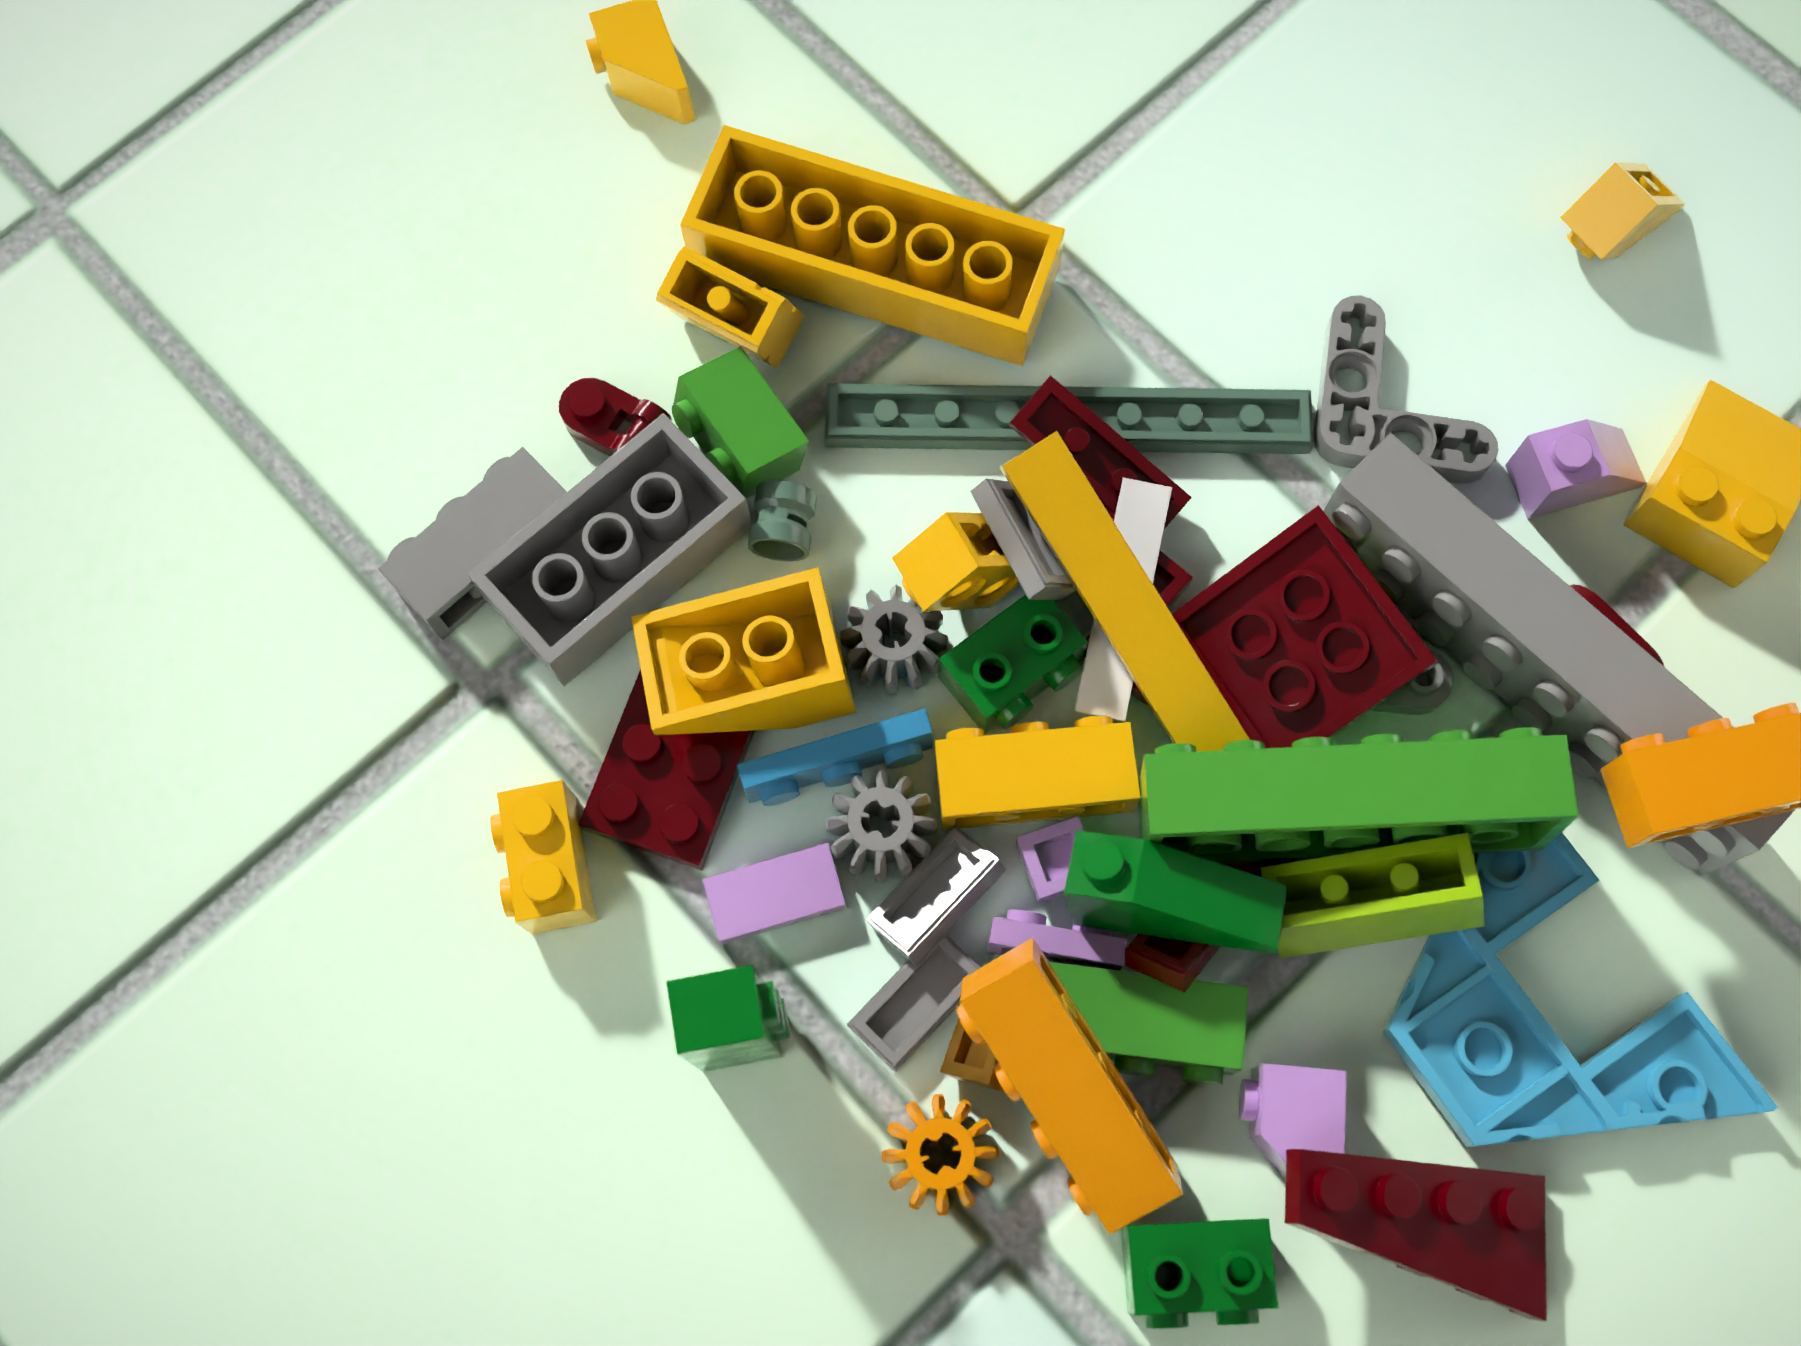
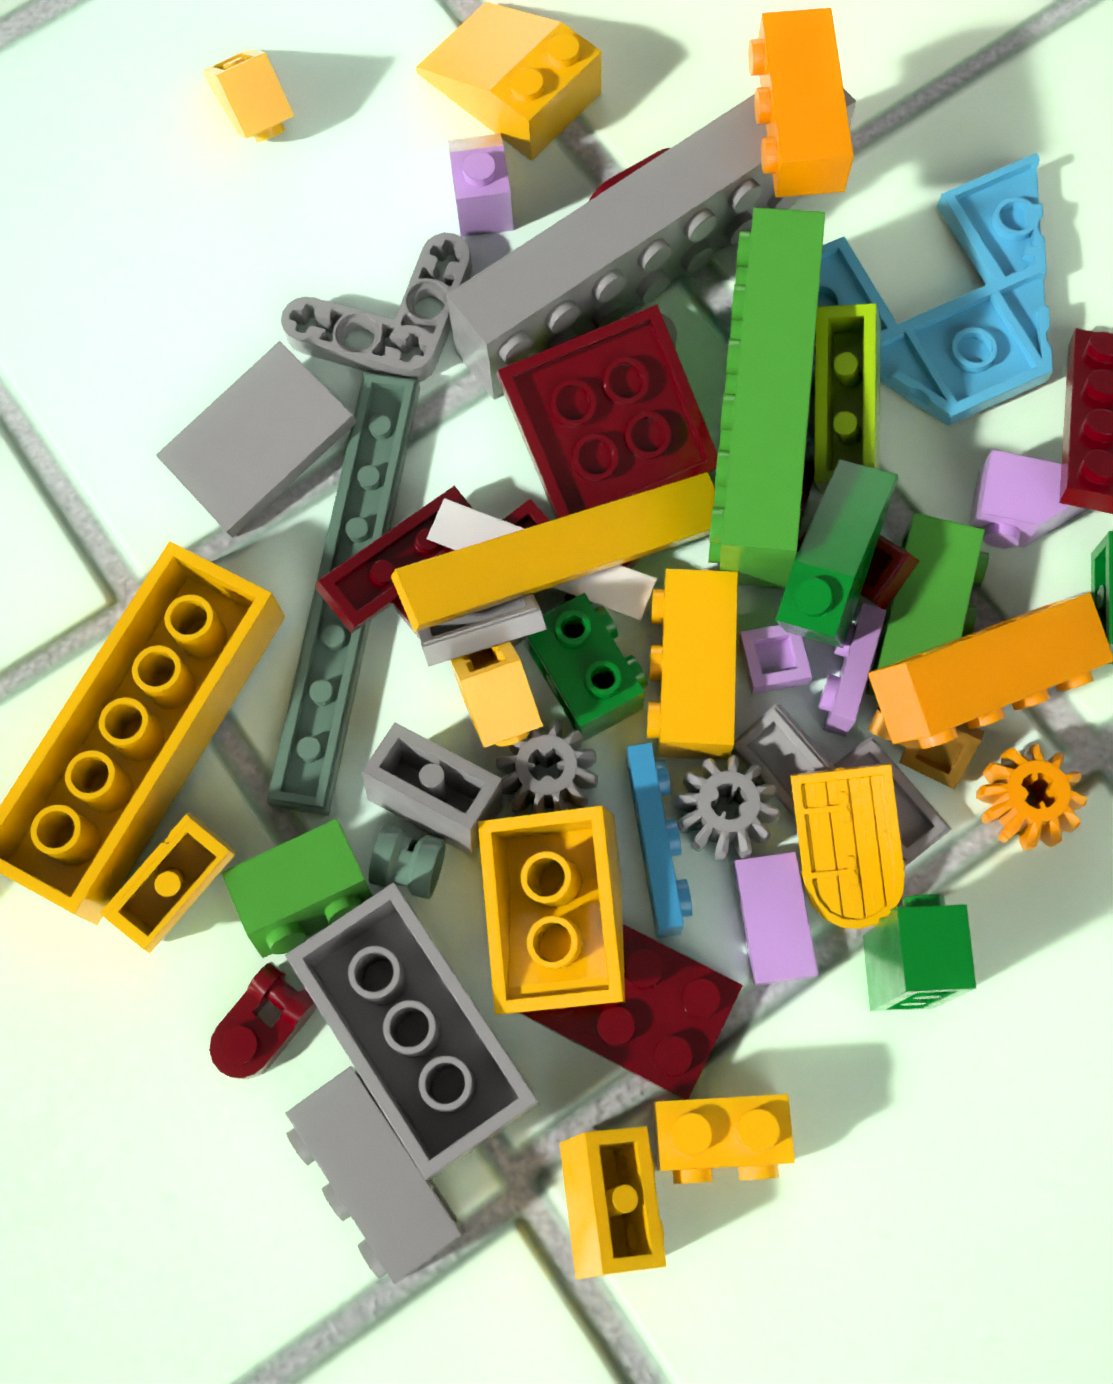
camera: 80 degrees left, 0 degrees up
(467, 758) = (612, 1202): none -> yellow brick
(856, 525) = (432, 787): none -> light grey brick
(860, 956) = (849, 843): none -> yellow window
(1211, 300) = (256, 438): none -> light grey tile

